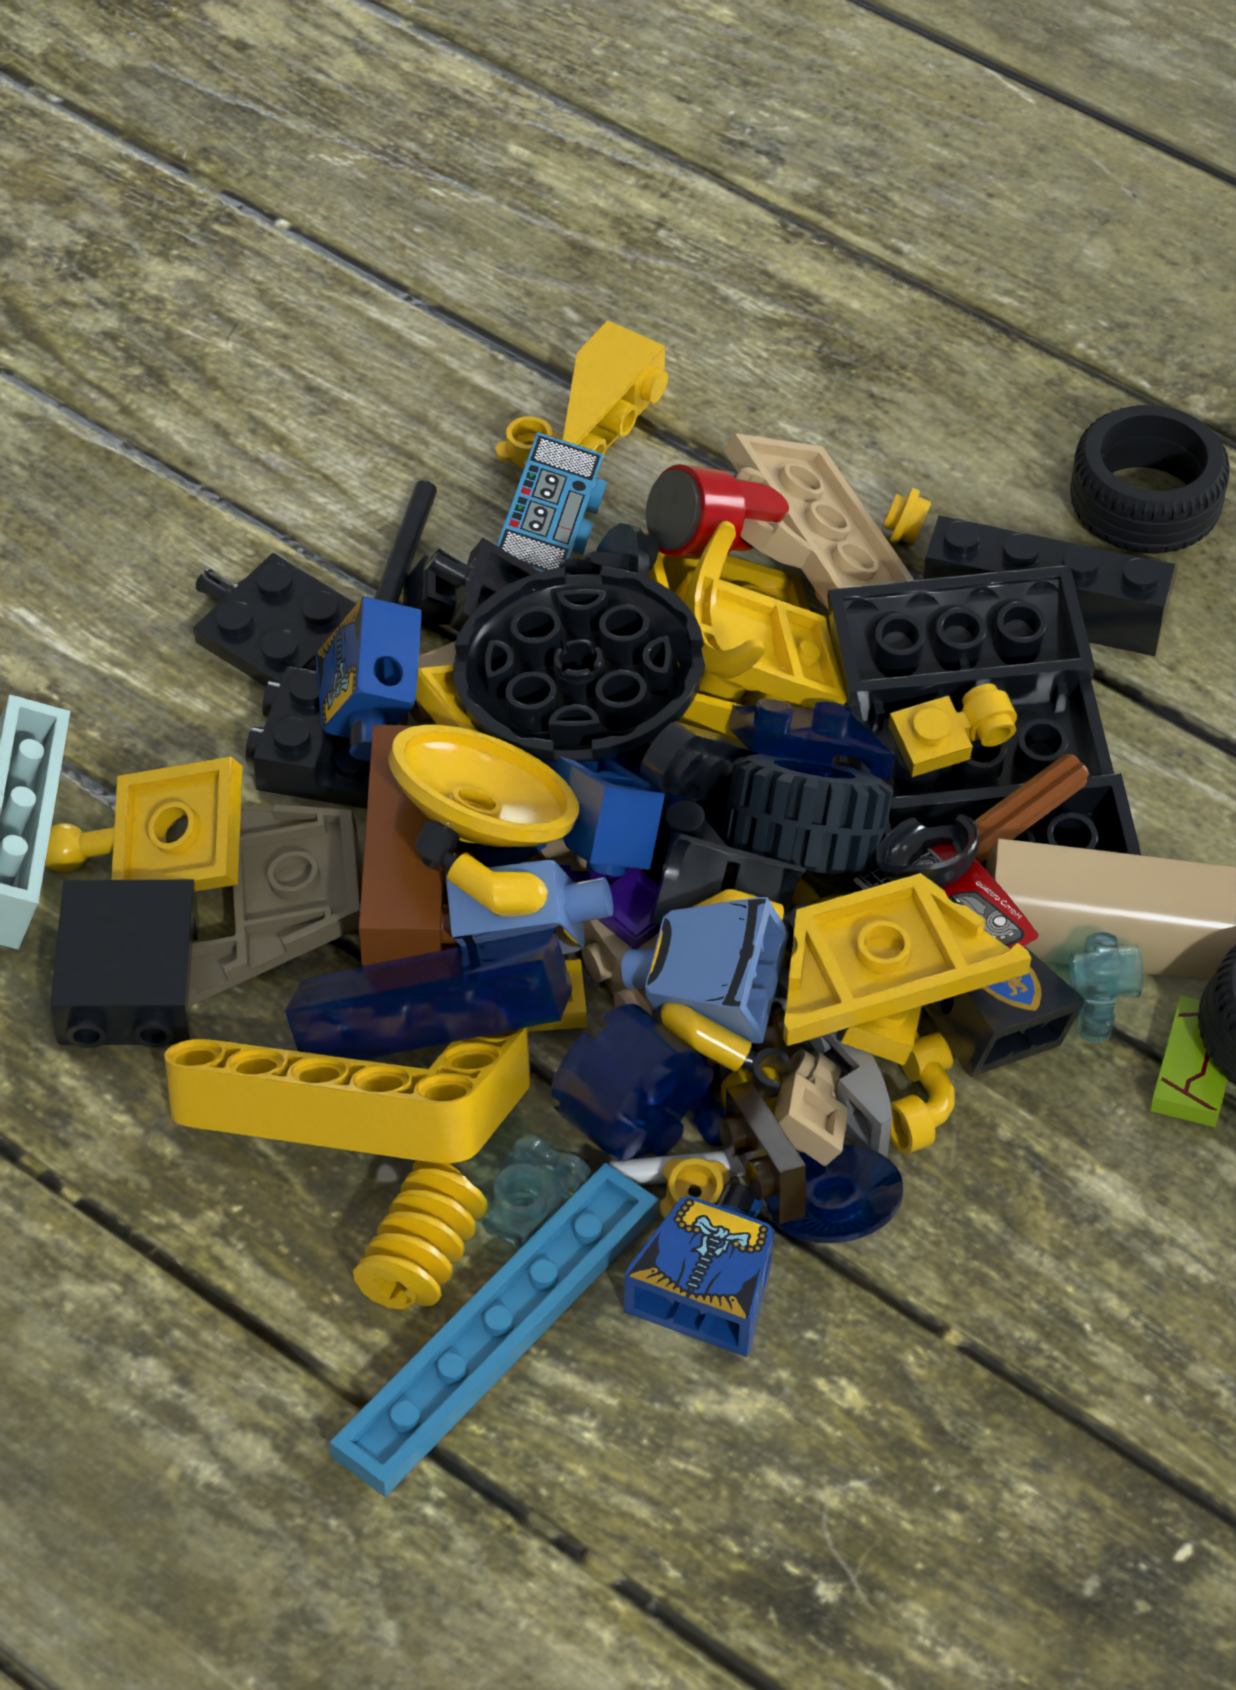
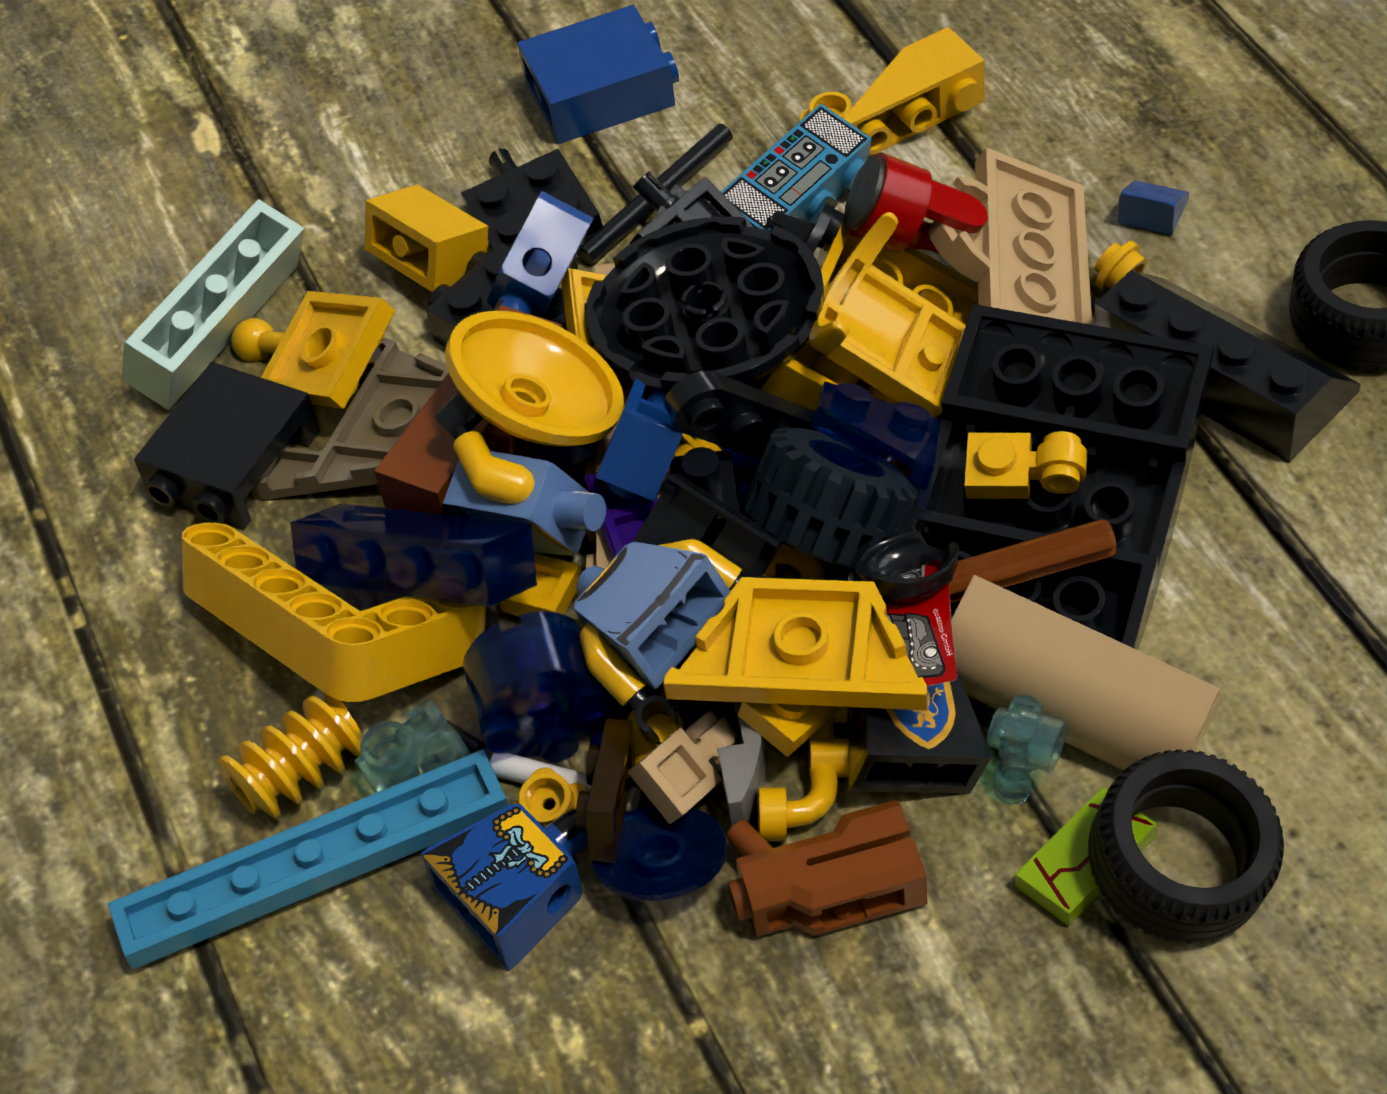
camera: 35 degrees right, 0 degrees up
(198, 684) = (422, 235): none -> yellow brick
(257, 462) = (598, 73): none -> blue brick
(895, 450) = (1151, 206): none -> blue slope
(999, 1159) = (831, 878): none -> dark orange piece

